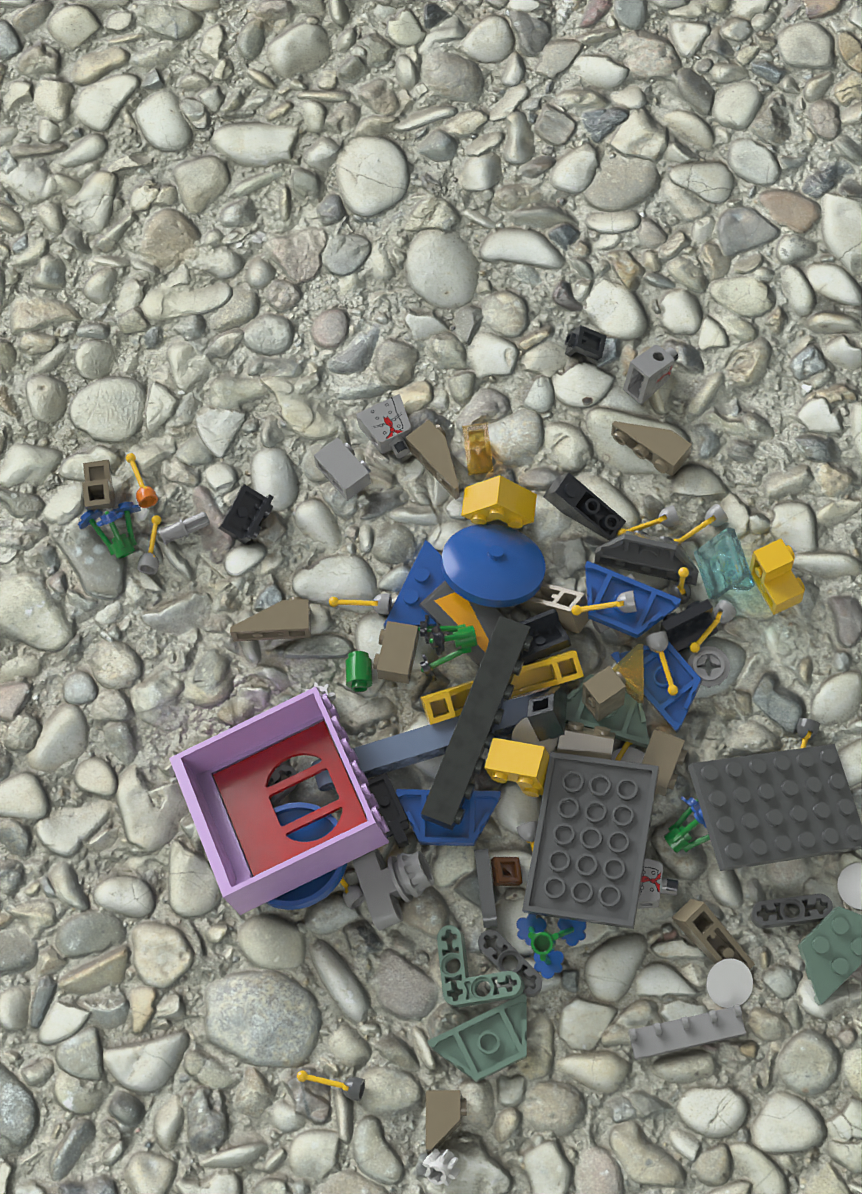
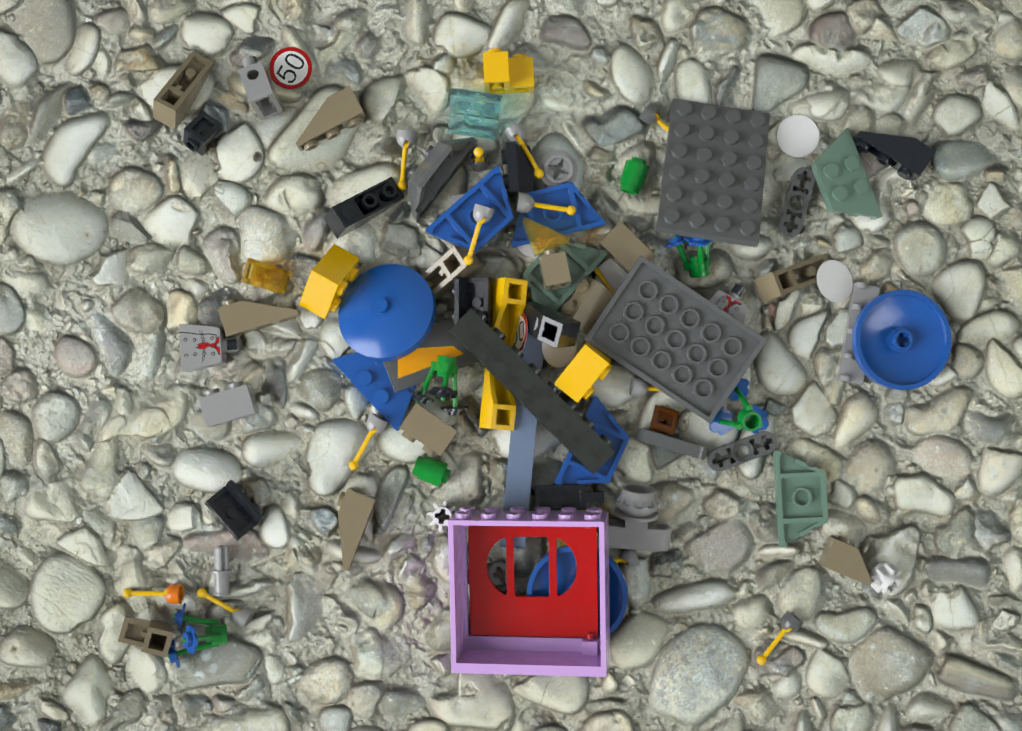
camera: 75 degrees left, 20 degrees up
(470, 984) = (747, 493): sand green beam -> none
(614, 310) = (181, 90): none -> dark tan slope
(684, 394) = (290, 68): none -> sticker
(700, 1075) = (901, 340): none -> blue dish
(715, 517) = (423, 99): hinge -> none
(737, 738) = (634, 176): none -> green brick

